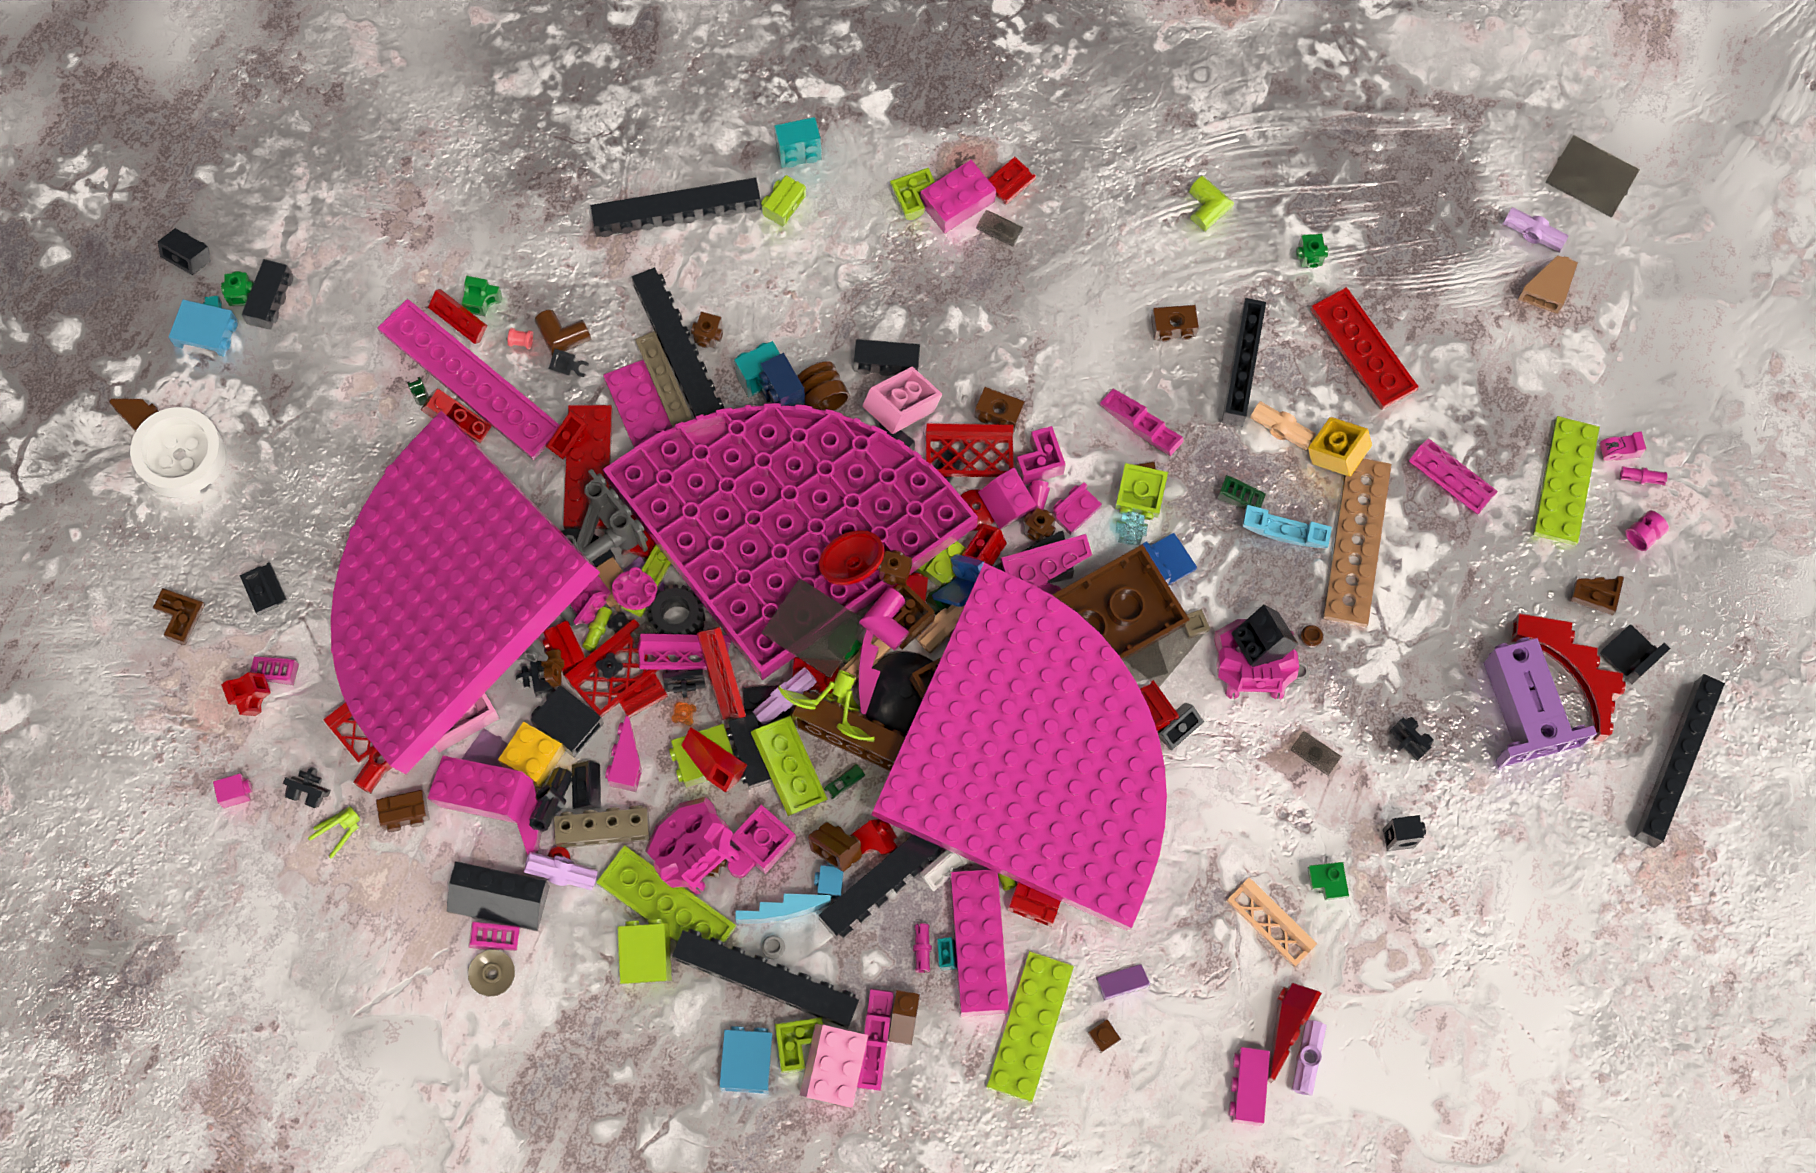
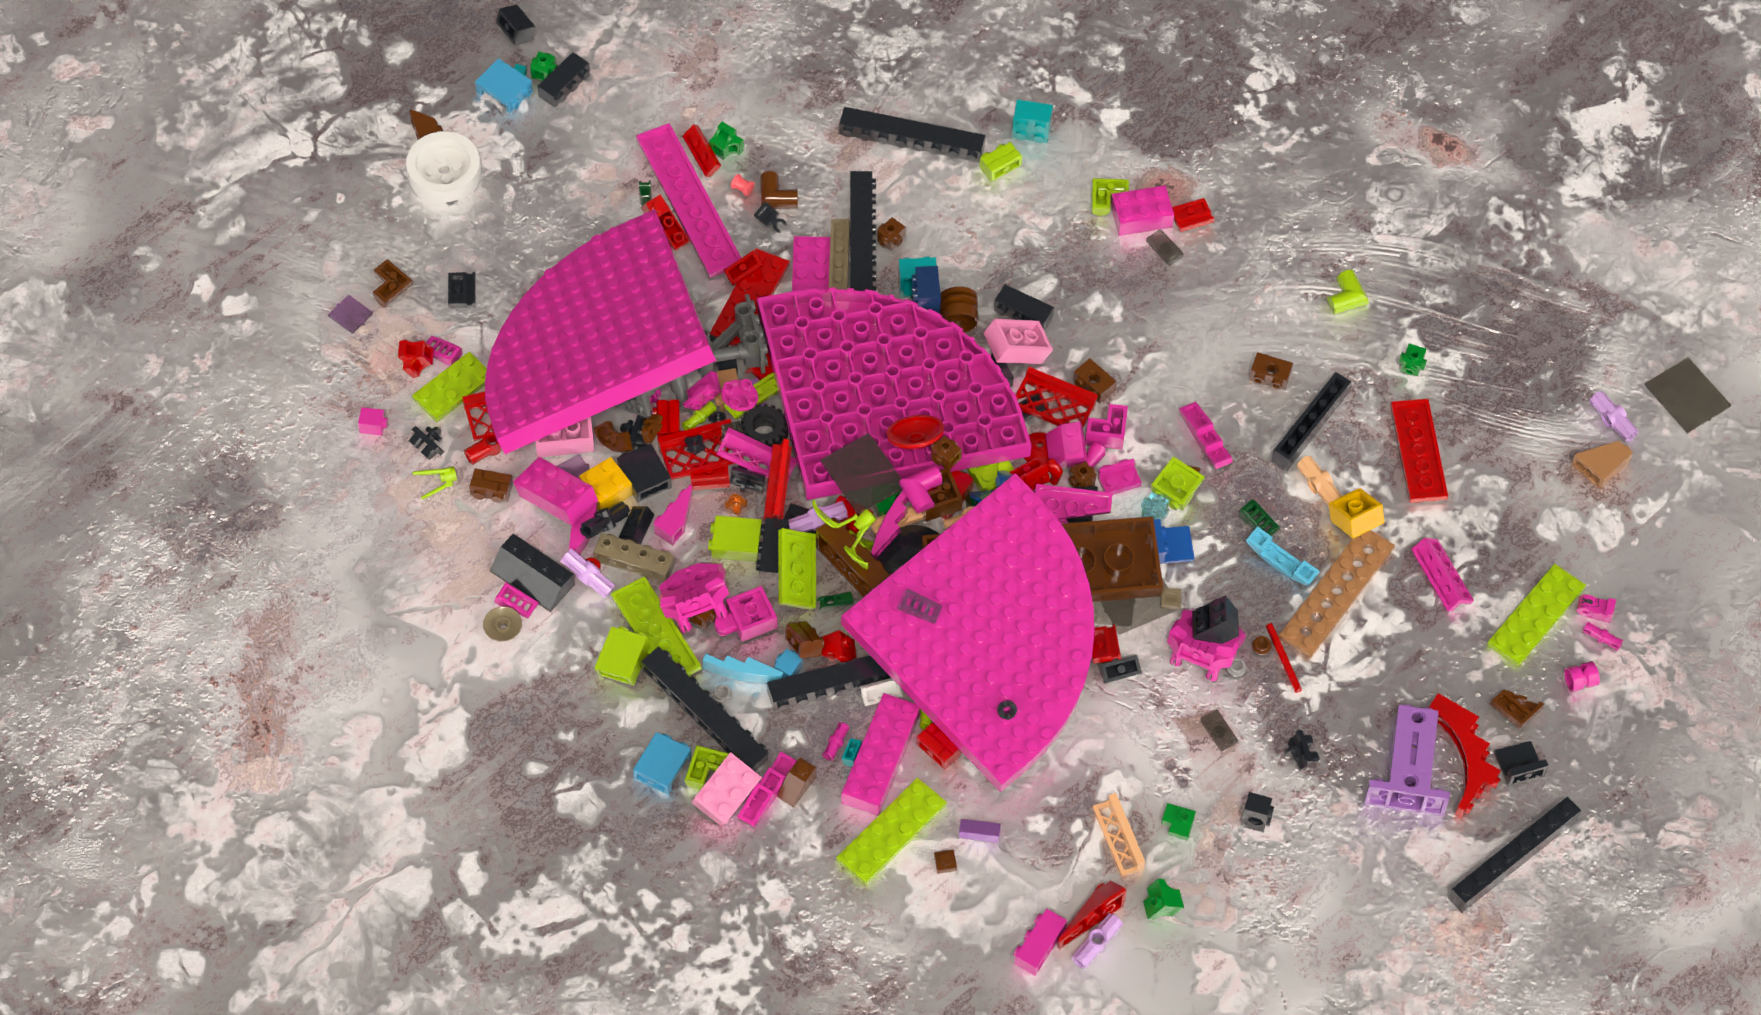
camera: 25 degrees right, 10 degrees down
(149, 669) = (350, 314): none -> clear purple piece
(304, 709) = (447, 389): none -> lime plate
(514, 696) = (612, 439): none -> reddish brown tile
(713, 761) = (740, 540): red slope -> none
(938, 771) = (902, 606): none -> clear purple slope
(1009, 531) = (1055, 470): none -> red arm
(1102, 842) = (1007, 715): none -> black plate
(1337, 637) = (1283, 657): none -> red bar
(1353, 979) = (1162, 900): none -> green brick

